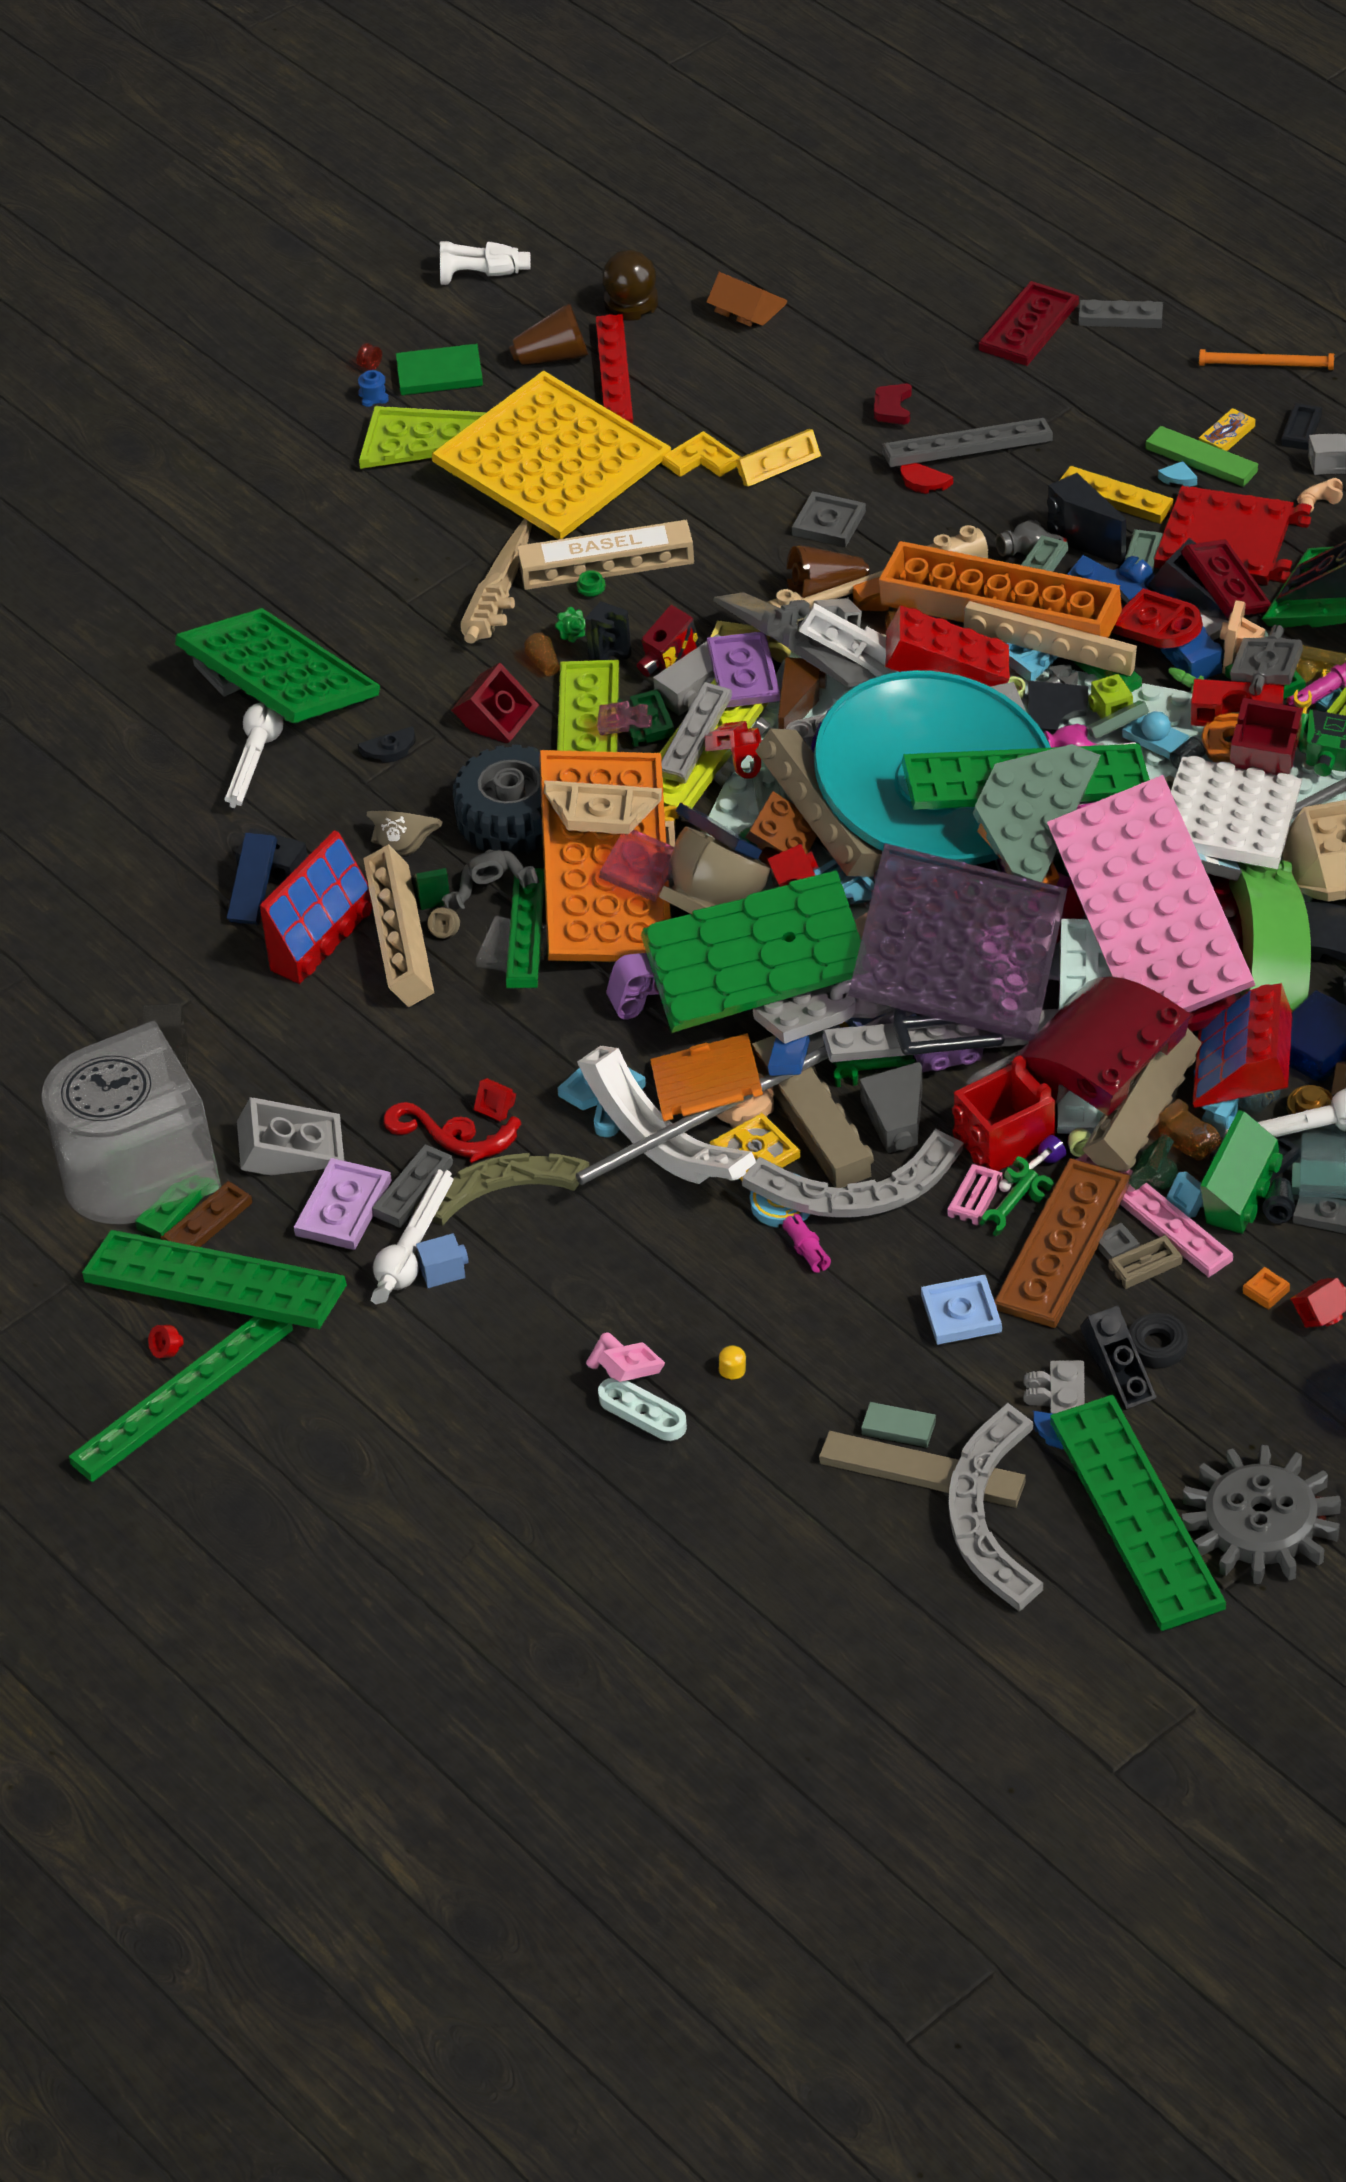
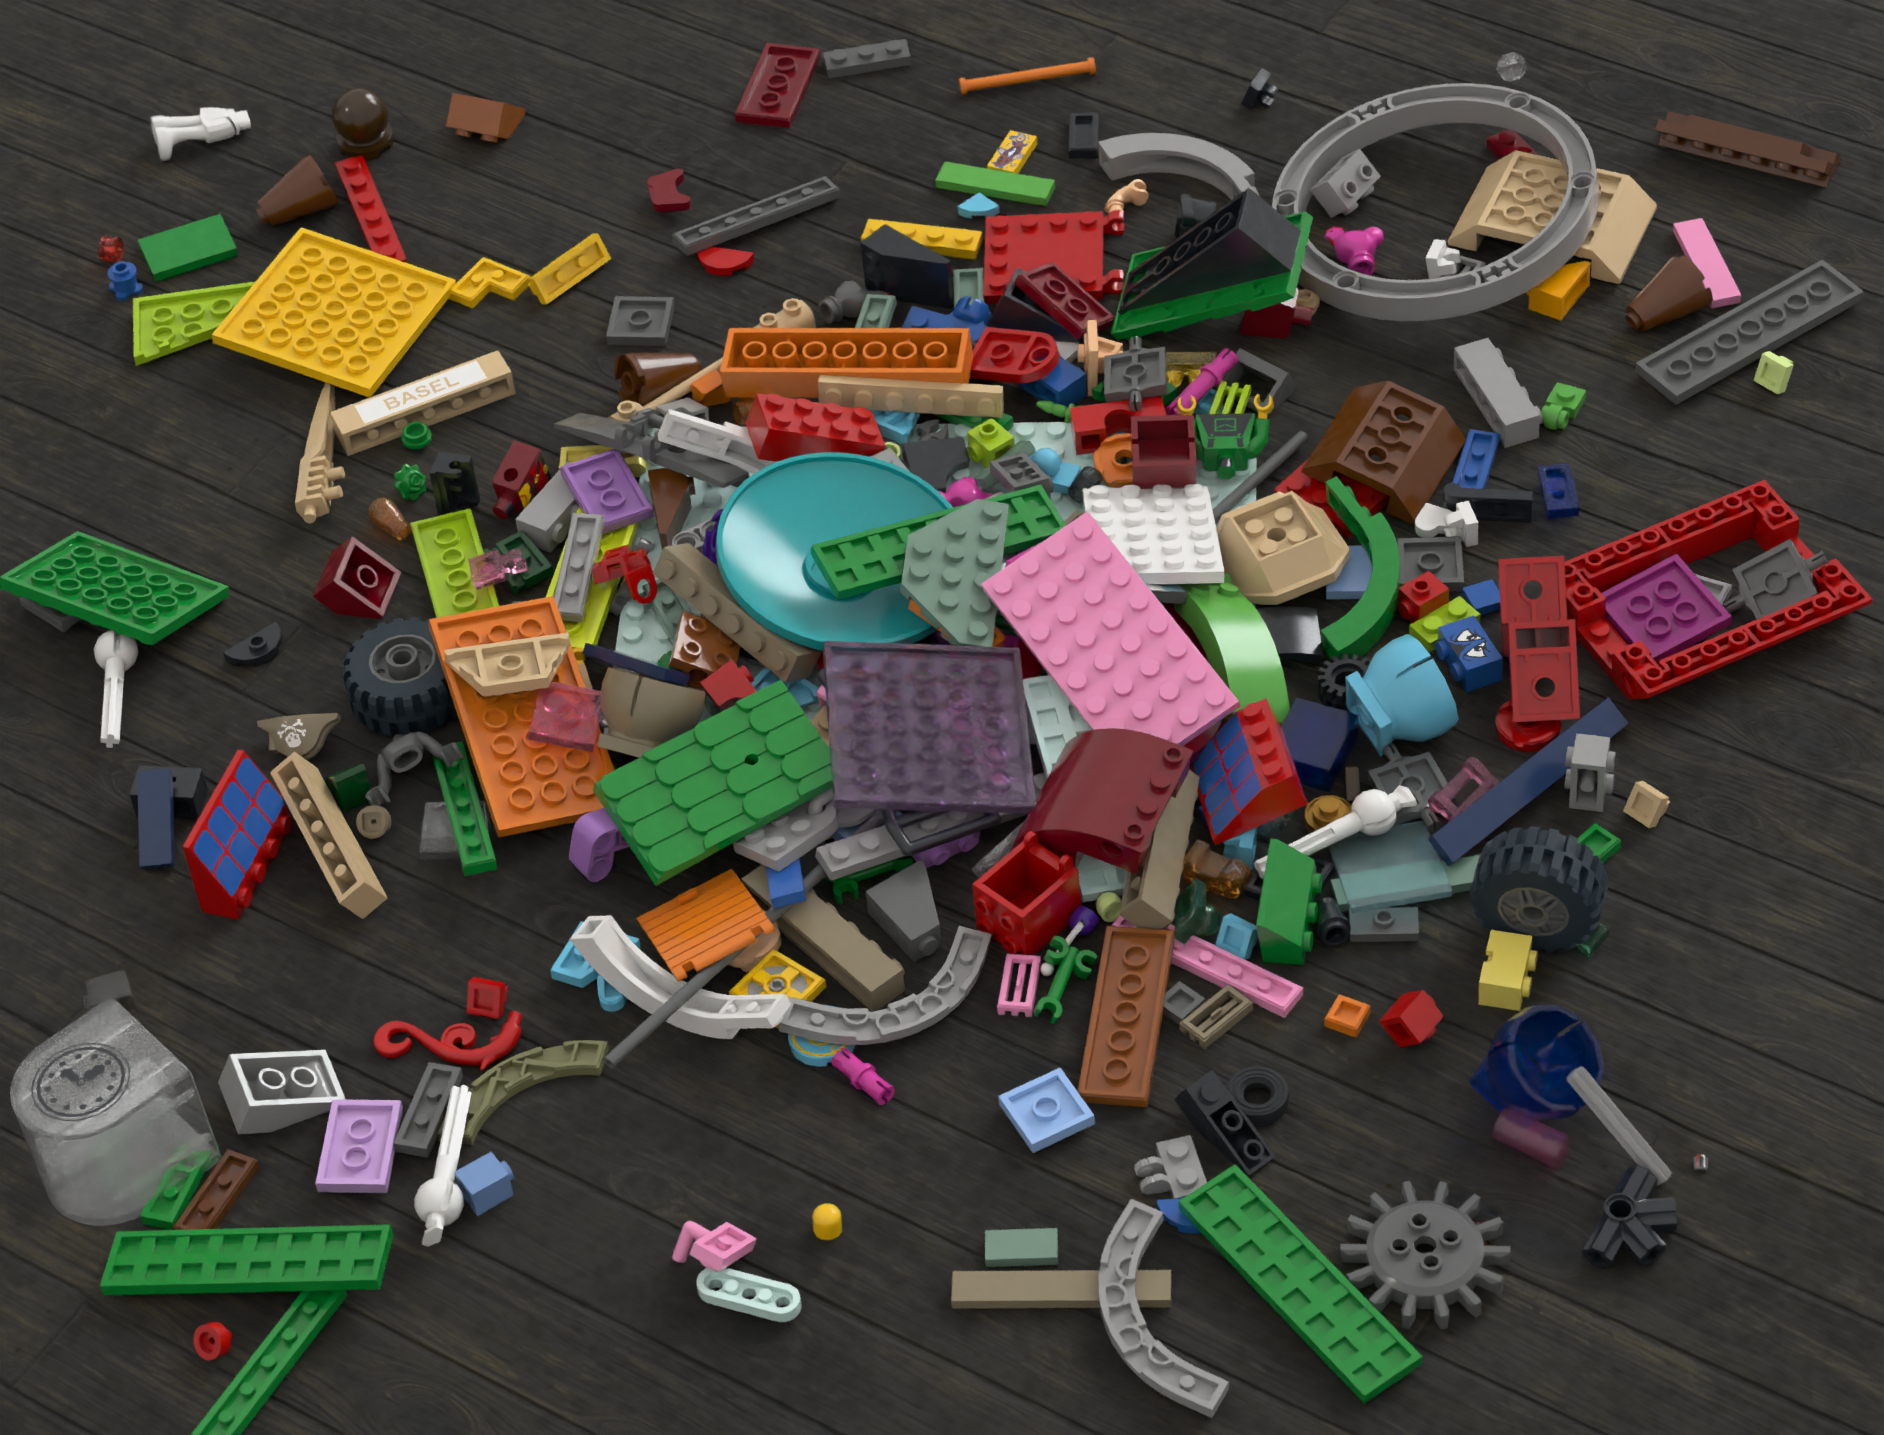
camera: 15 degrees left, 0 degrees up
(1127, 729) = (1019, 473): none -> dark grey bracket

